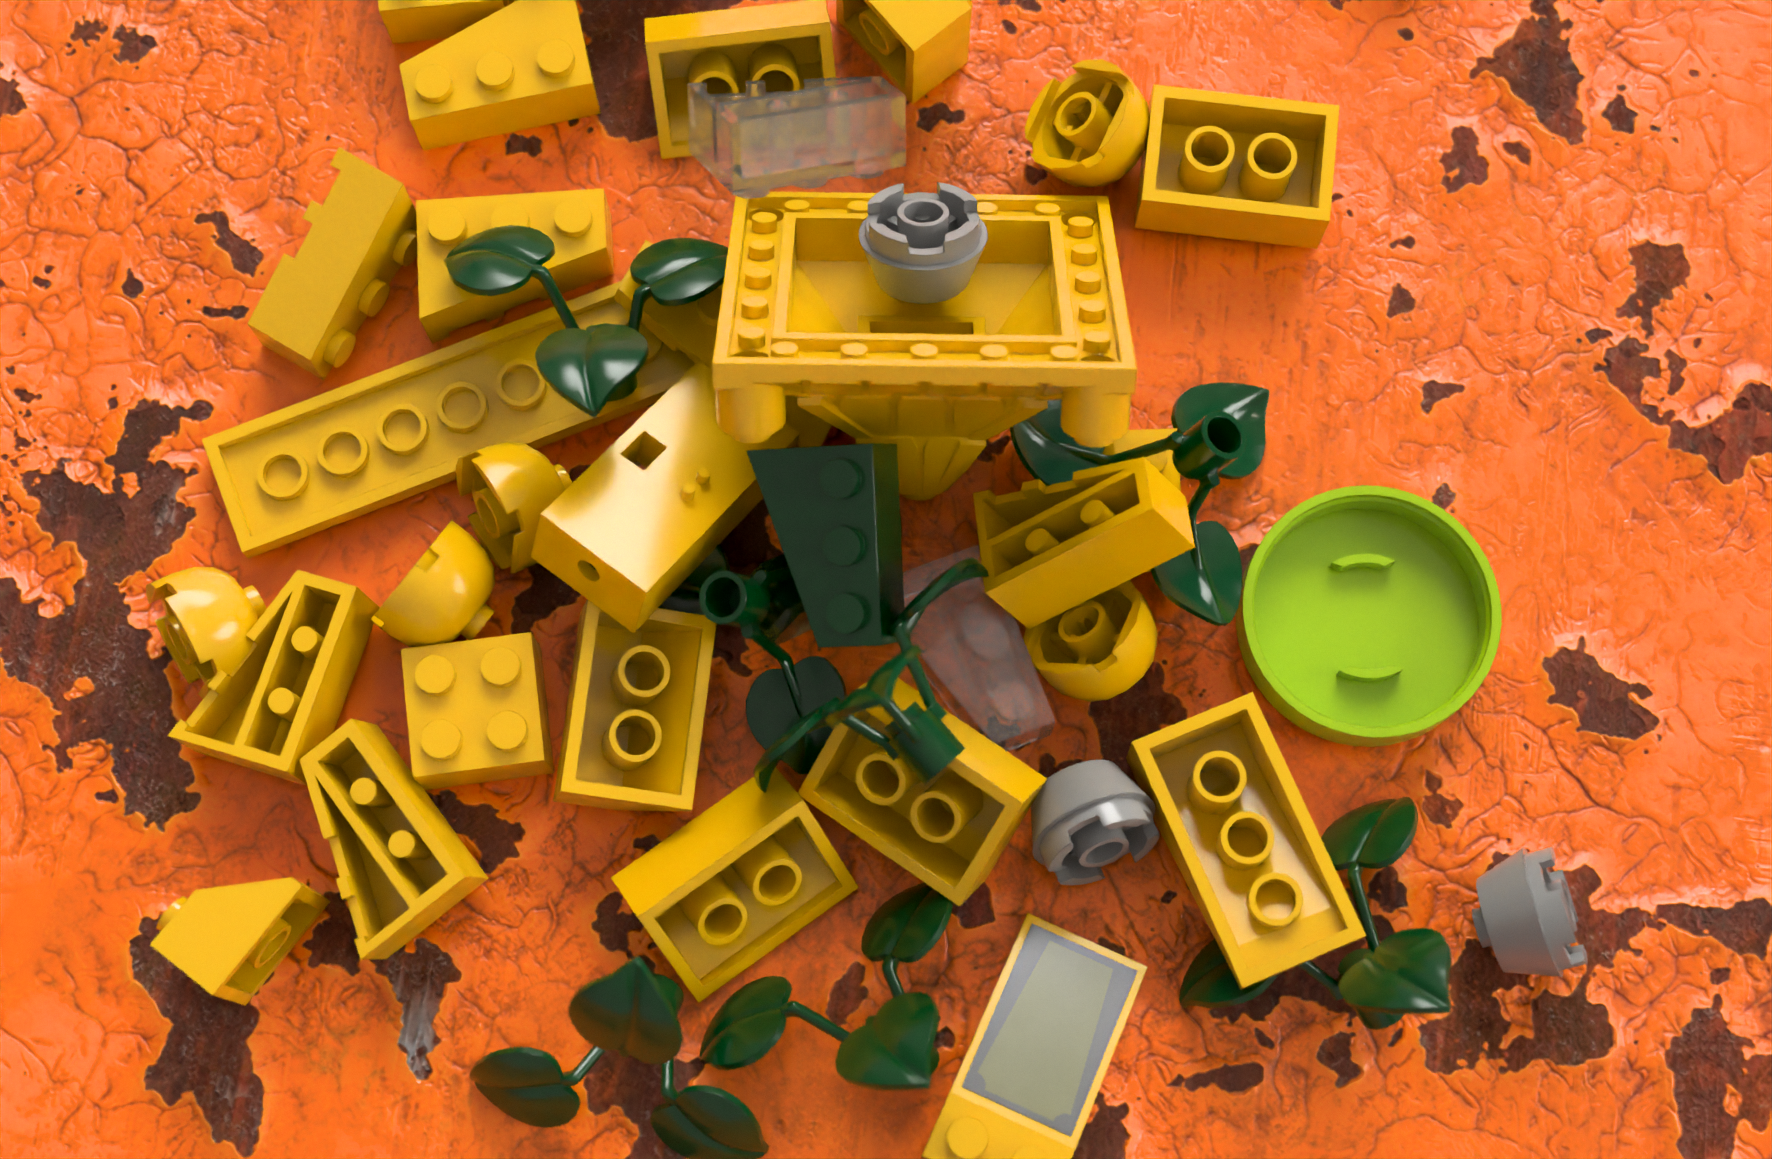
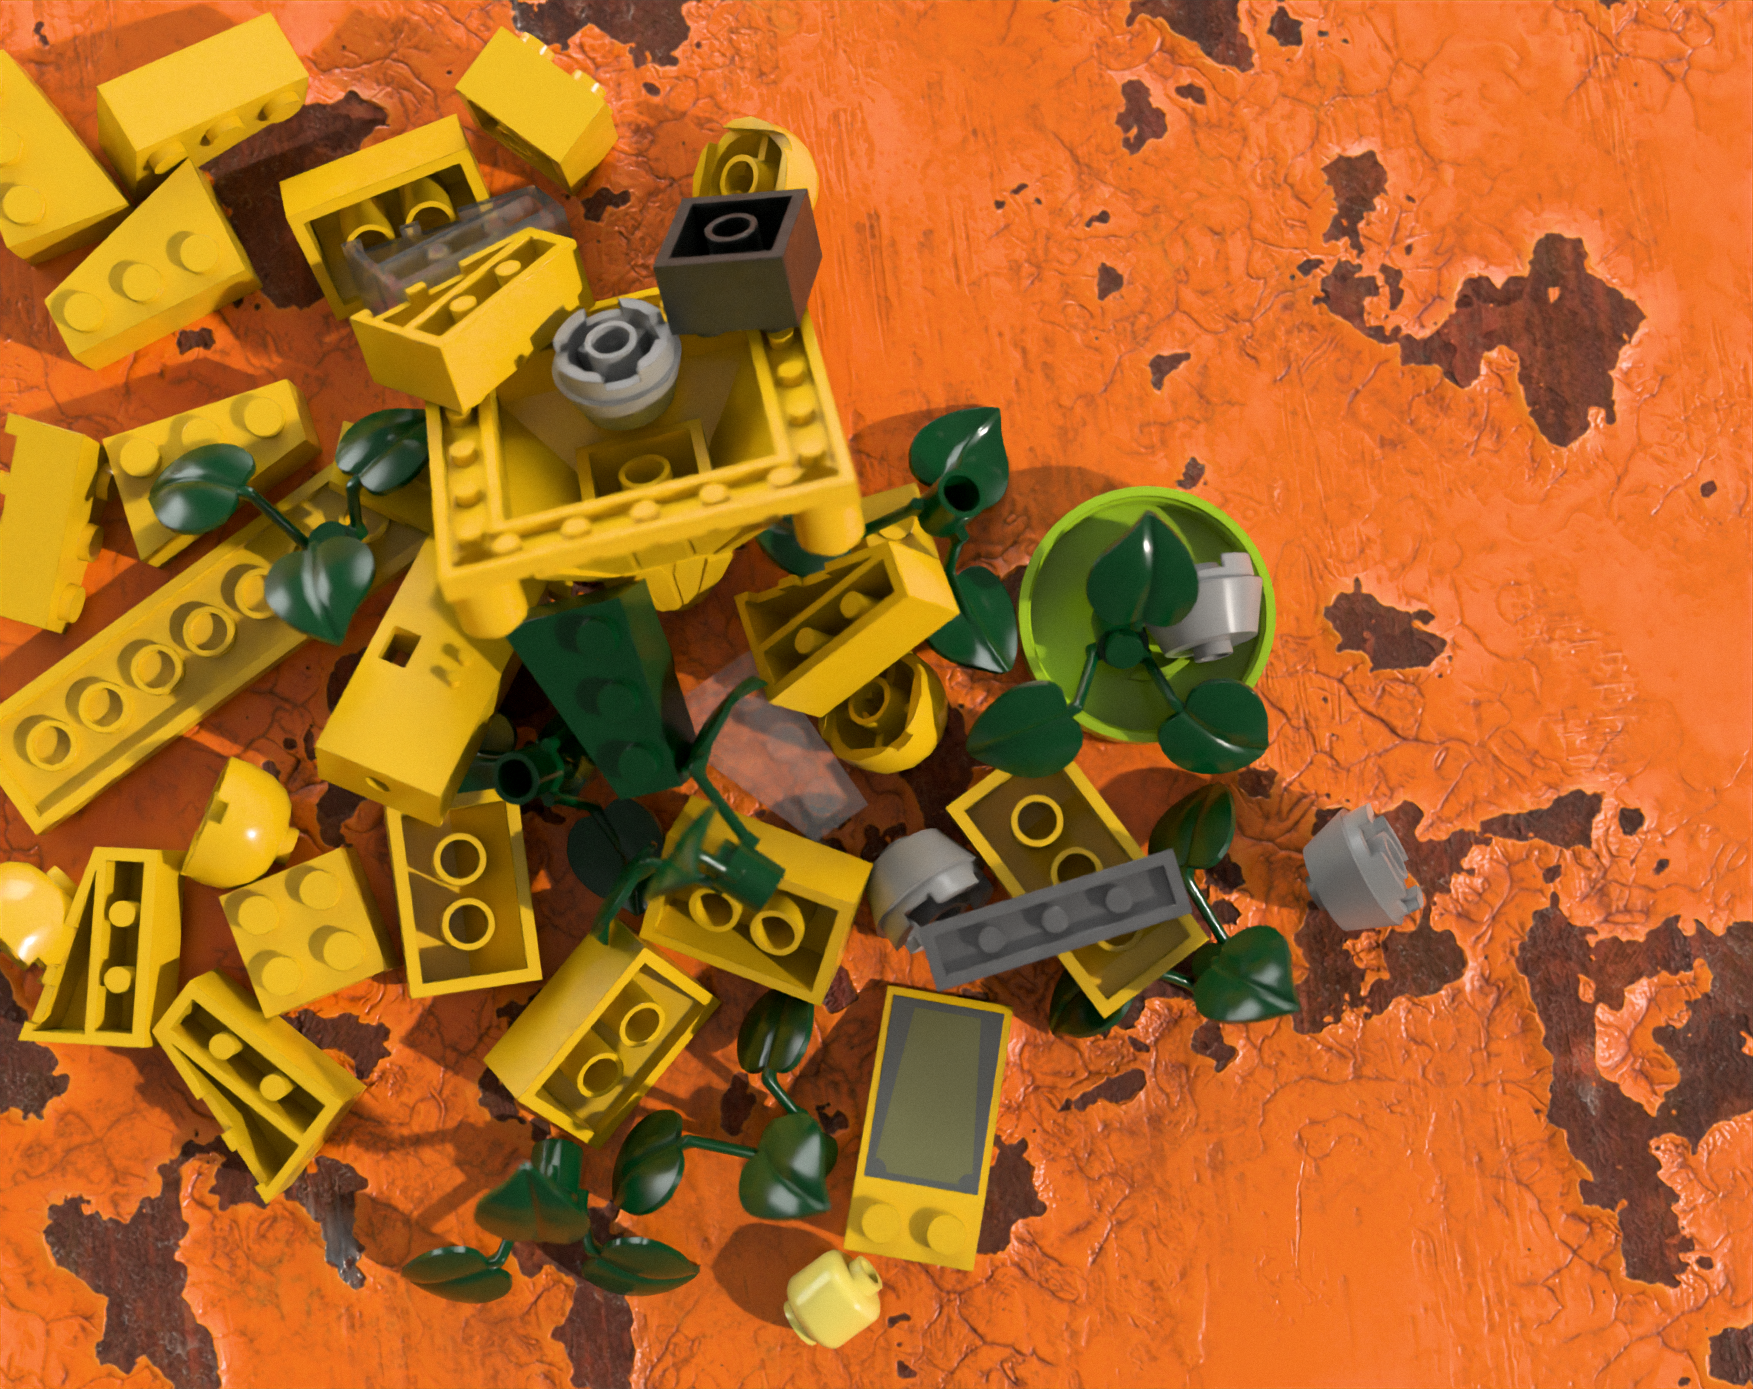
camera: 15 degrees left, 10 degrees up
(237, 933) = (139, 1217): yellow slope -> none
(510, 492) = (285, 713): yellow cylinder -> none
(798, 175) = (479, 325): none -> yellow wedge
(1060, 178) = (738, 263): none -> pearl dark grey brick
(1217, 873) = (1055, 920): none -> flat silver plate
(1237, 166) = (914, 189): yellow brick -> none
(1373, 557) = (1132, 582): none -> dark green plant
(1429, 612) = (1223, 613): none -> light grey cone

